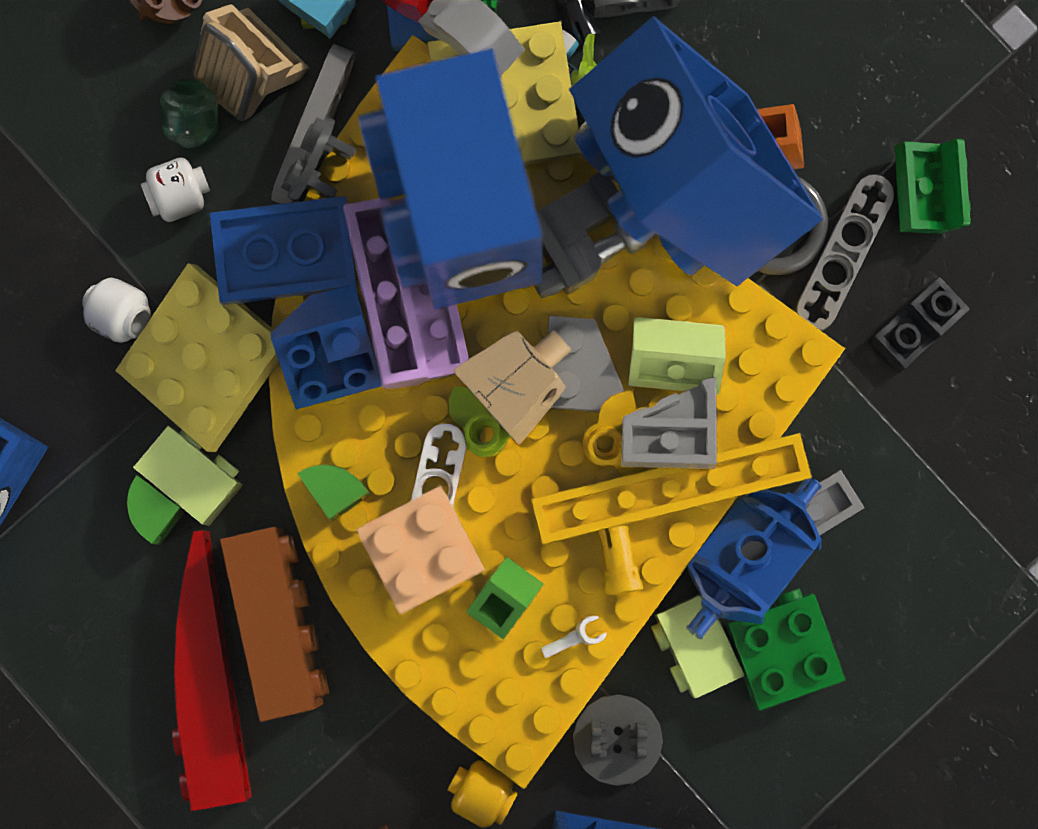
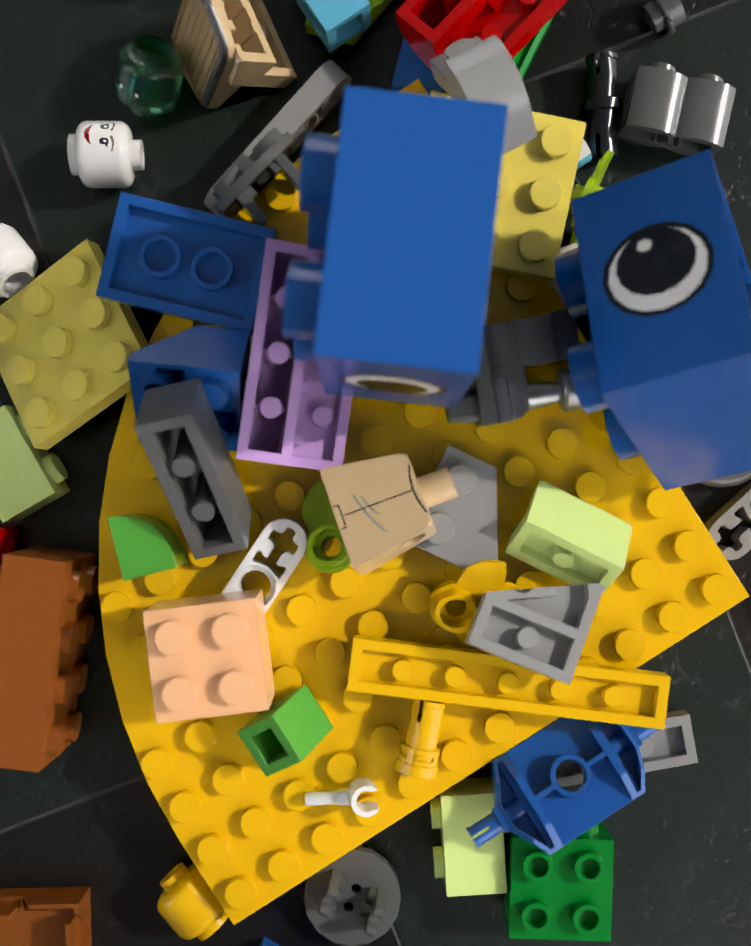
camera: 25 degrees right, 5 degrees up
(356, 404) = (194, 467): none -> dark grey brick

